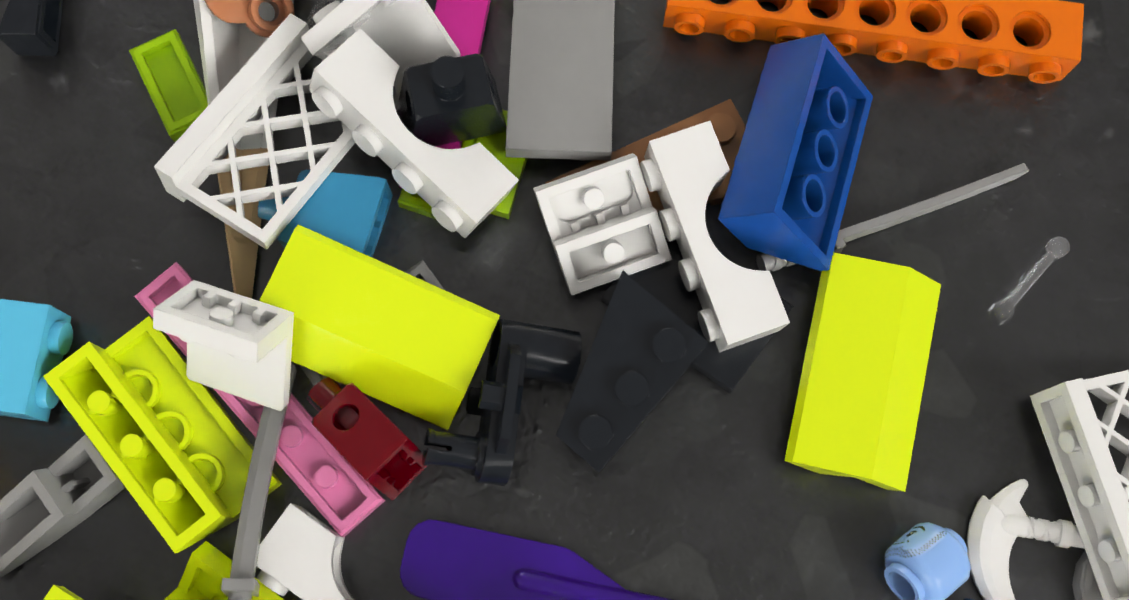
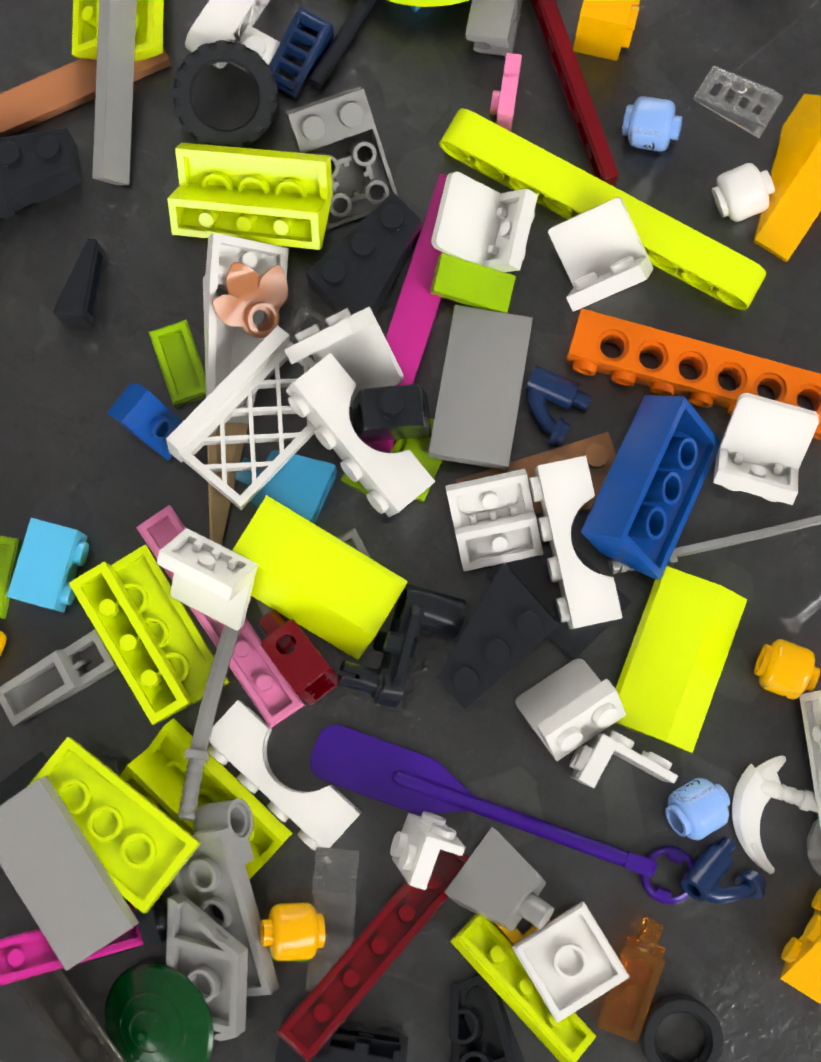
camera: 15 degrees right, 5 degrees up
(128, 152) = (145, 418): none -> blue brick
(658, 56) = (559, 390): none -> dark blue plant
(739, 452) = (570, 707): none -> white bracket
(779, 517) = (592, 759): none -> white bracket
(932, 88) = (764, 448): none -> white bracket
(1009, 364) = (786, 669): none -> yellow head

